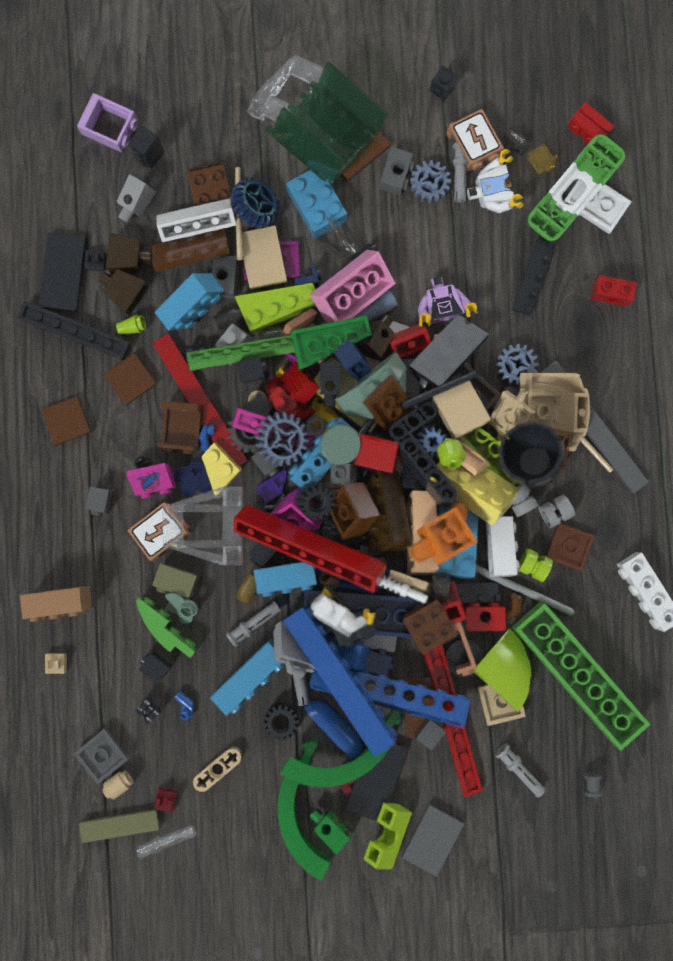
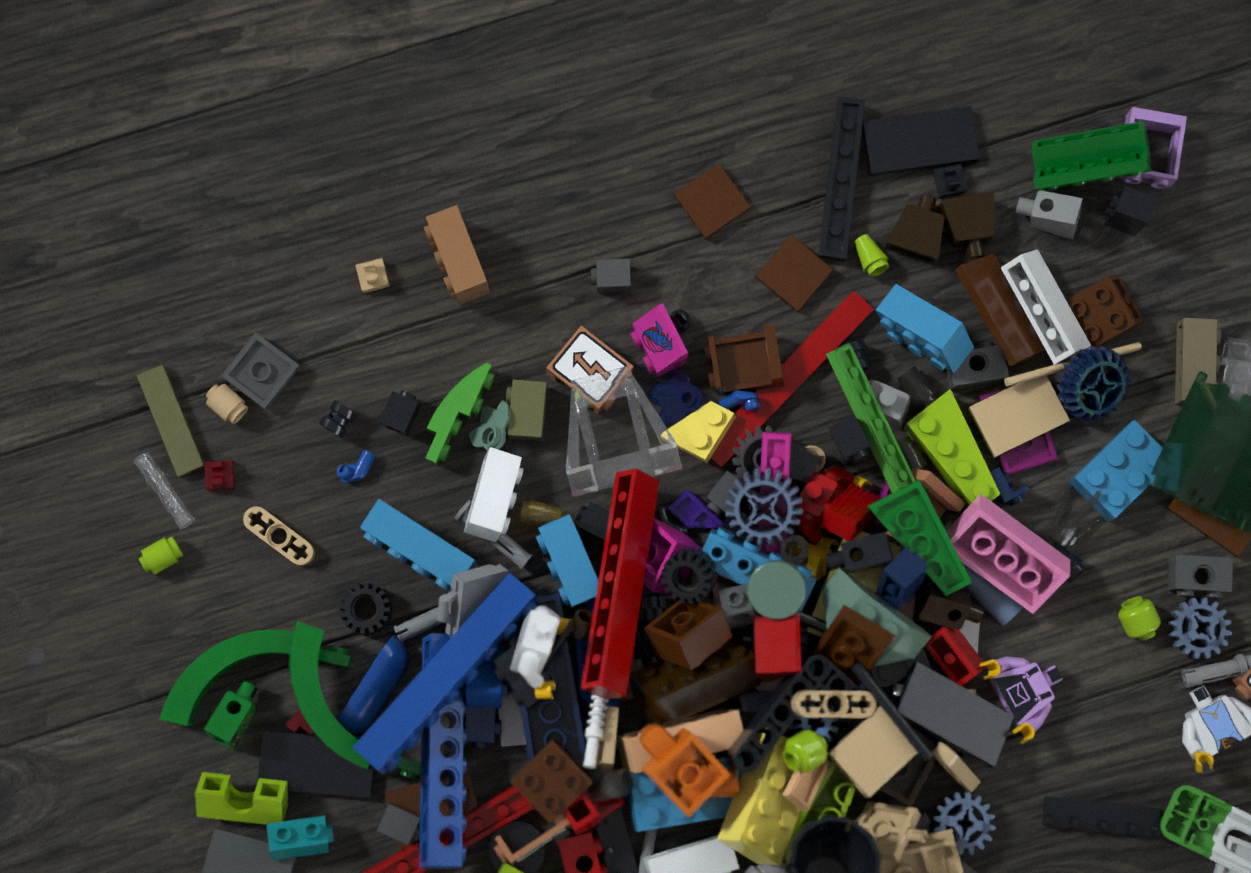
camera: 75 degrees right, 5 degrees down
(102, 161) = (1091, 156): none -> green brick
(210, 853) = (160, 555): none -> lime brick
(227, 617) = (494, 495): none -> white brick
(253, 134) = (1195, 352): none -> dark tan brick
(414, 217) = (1139, 618): none -> lime head
(422, 803) = (299, 838): none -> teal brick
(431, 420) = (853, 712): none -> tan beam
(482, 359) = (955, 767): none -> tan beam

